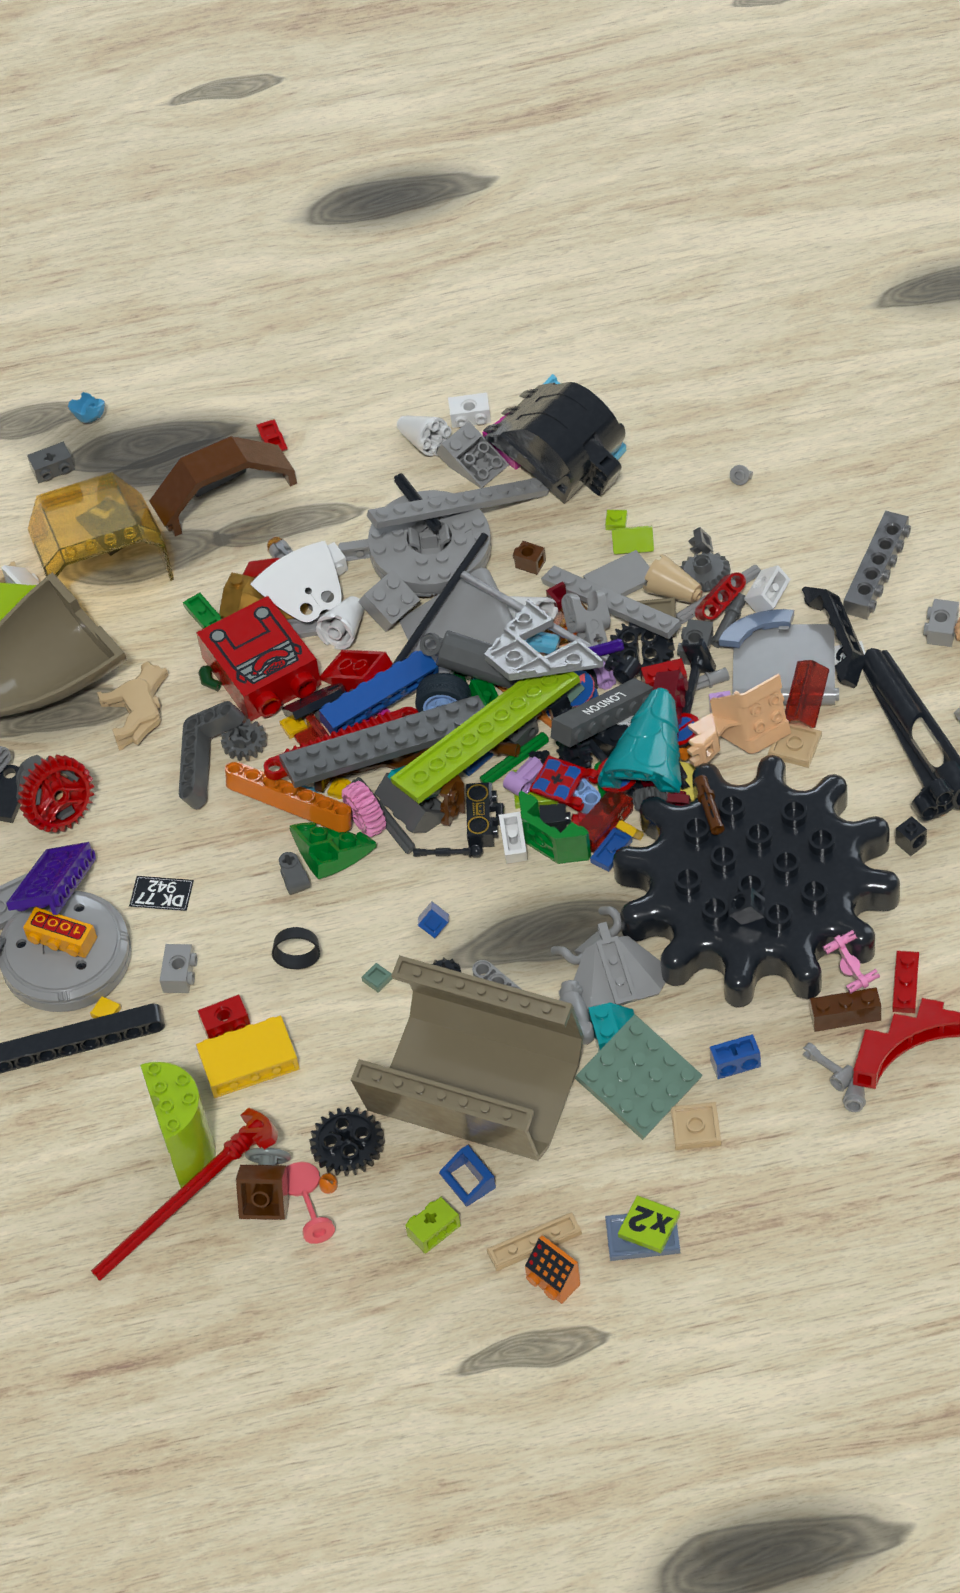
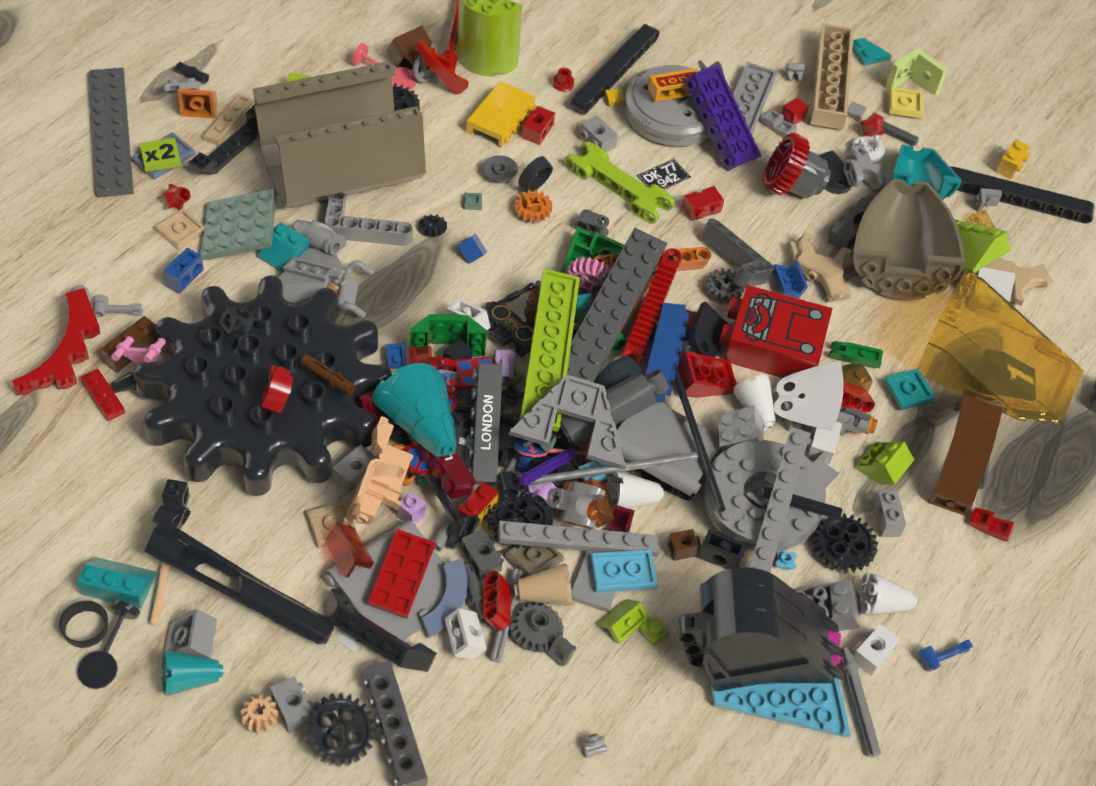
camera: 125 degrees right, 0 degrees up
(75, 722) = (845, 232): none -> dark grey arch
(127, 1063) = (563, 80): none -> red piece
(166, 829) = (703, 204): none -> red brick
(179, 707) = (790, 279): none -> blue bracket
(201, 563) = (909, 389): none -> teal plate
(220, 936) = (641, 198): none -> lime piece
(297, 521) = (885, 462): none -> lime slope
(313, 983) = (500, 168): none -> dark grey dish
(338, 923) = (533, 206): none -> orange gear
(344, 483) = (889, 514): none -> light grey brick
(384, 488) = (845, 543): none -> black gear
(434, 387) = (932, 659): none -> blue brick
(505, 529) = (722, 550): none -> black brick
(521, 1333) = (192, 72): none -> black pin
(526, 383) = (860, 703): none -> light grey axle
(554, 1310) = (189, 83): none -> light grey wing
(563, 1198) = (230, 148): none -> black slope
(598, 564) = (623, 571): none -> medium azure tile
(672, 1308) = (111, 132): none -> dark grey plate
(673, 1155) = (176, 196): none -> red rock
(738, 768) = (344, 471): none -> light grey brick
(764, 810) = (277, 389): none -> red brick
(777, 654) = (401, 573): none -> red plate
(885, 977) = (124, 383): none -> black cone
(921, 580) = (320, 733): none -> black gear

